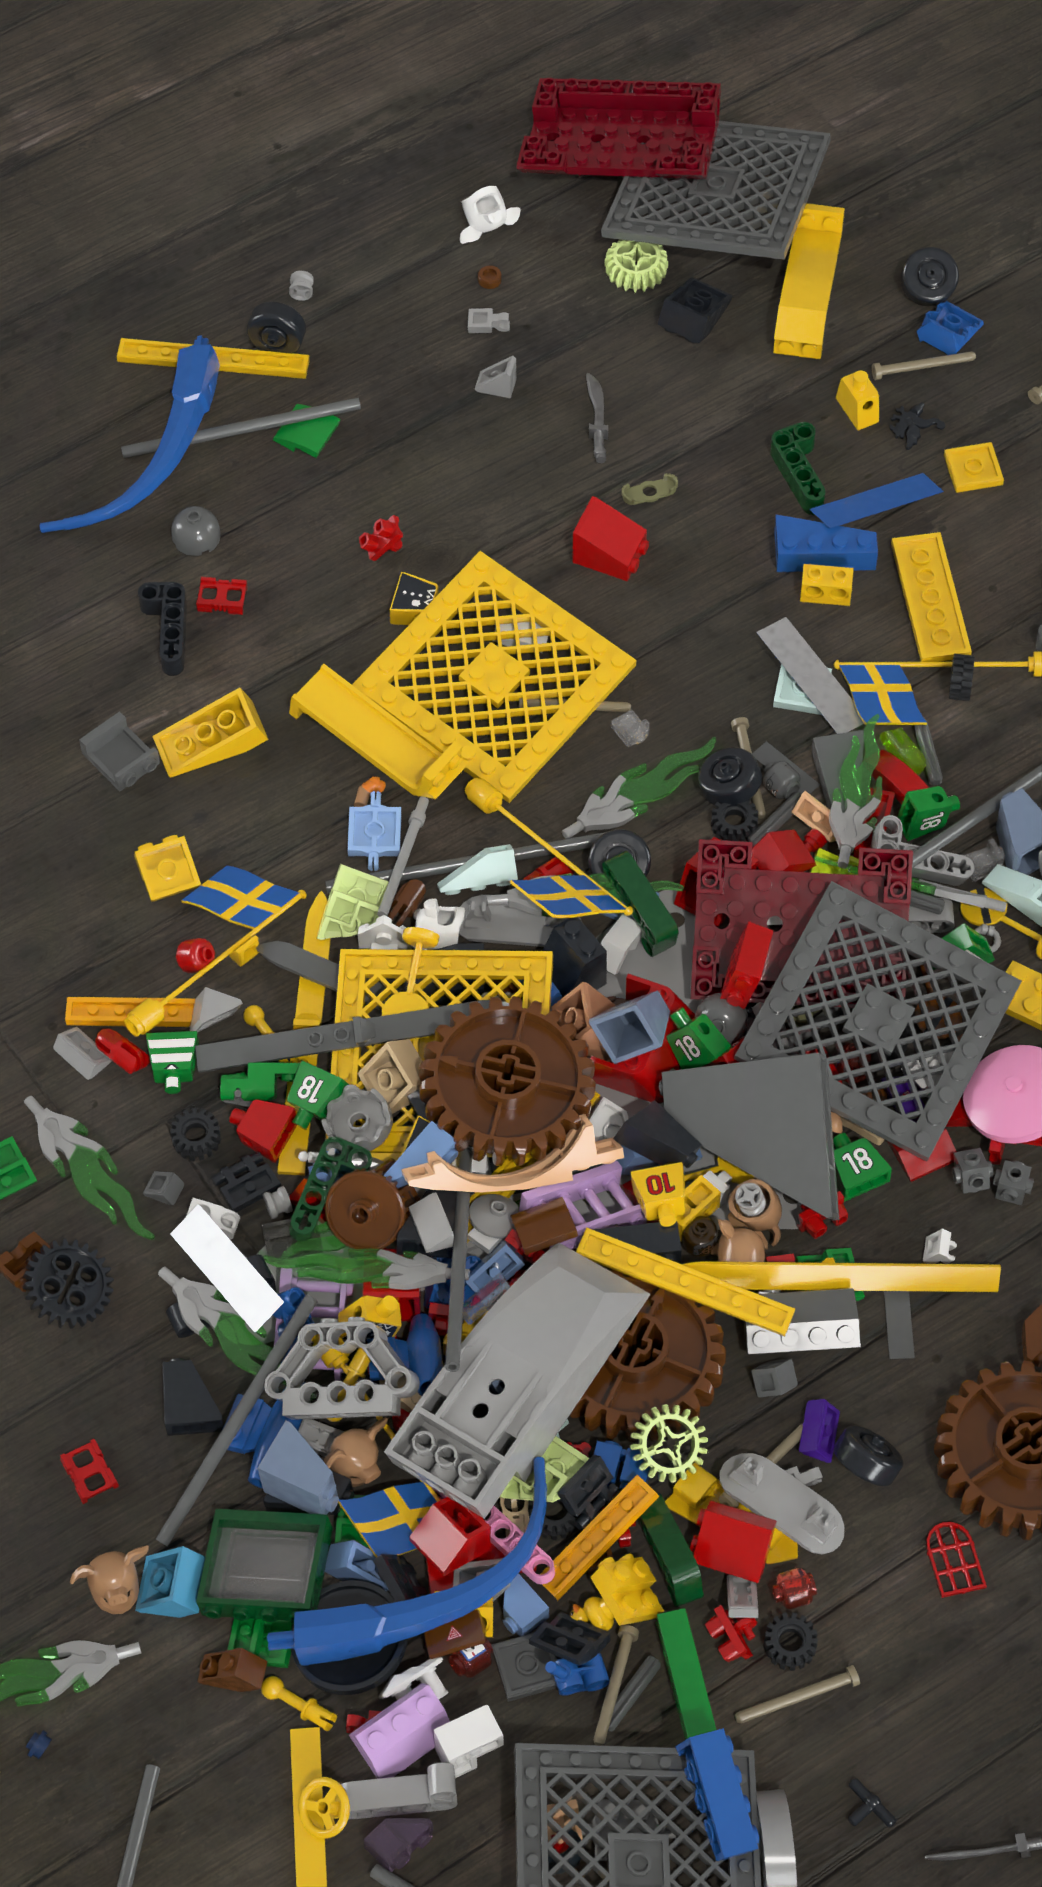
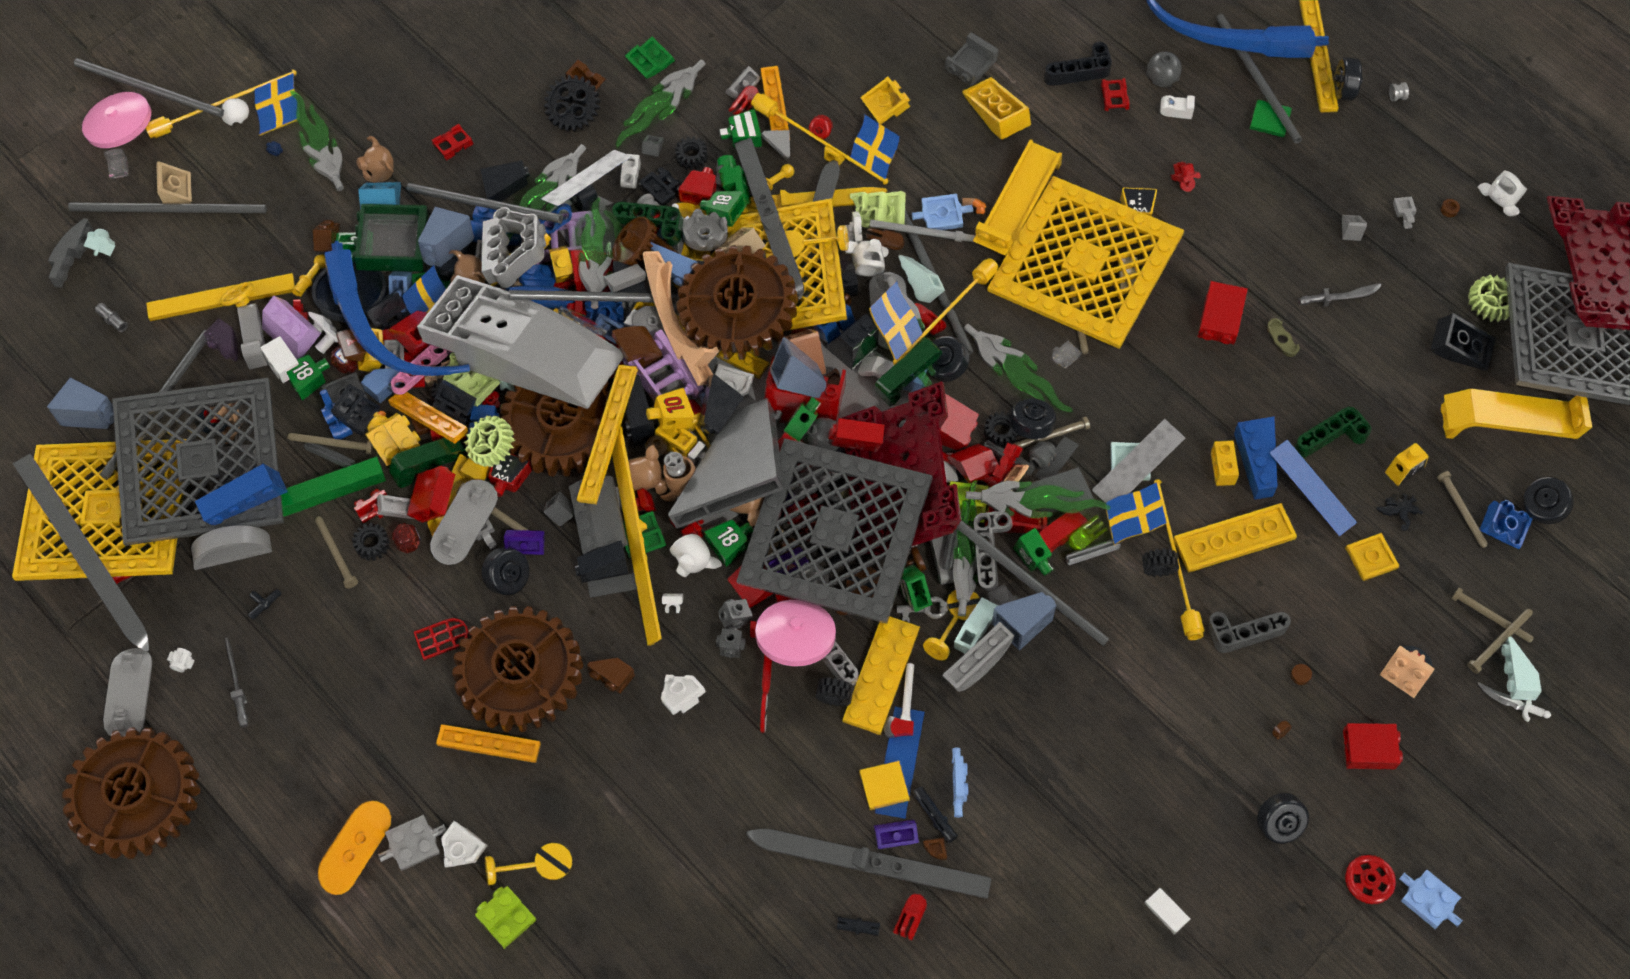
camera: 80 degrees right, 5 degrees up
(264, 525) = (1177, 107): none -> white leg
(505, 1716) = (307, 375): none -> green torso
(719, 1440) = (509, 474): none -> torso
(793, 814) = (1011, 452): none -> red piece
(874, 1324) = (602, 563): none -> black slope
(878, 1209) = (692, 555): none -> white piece

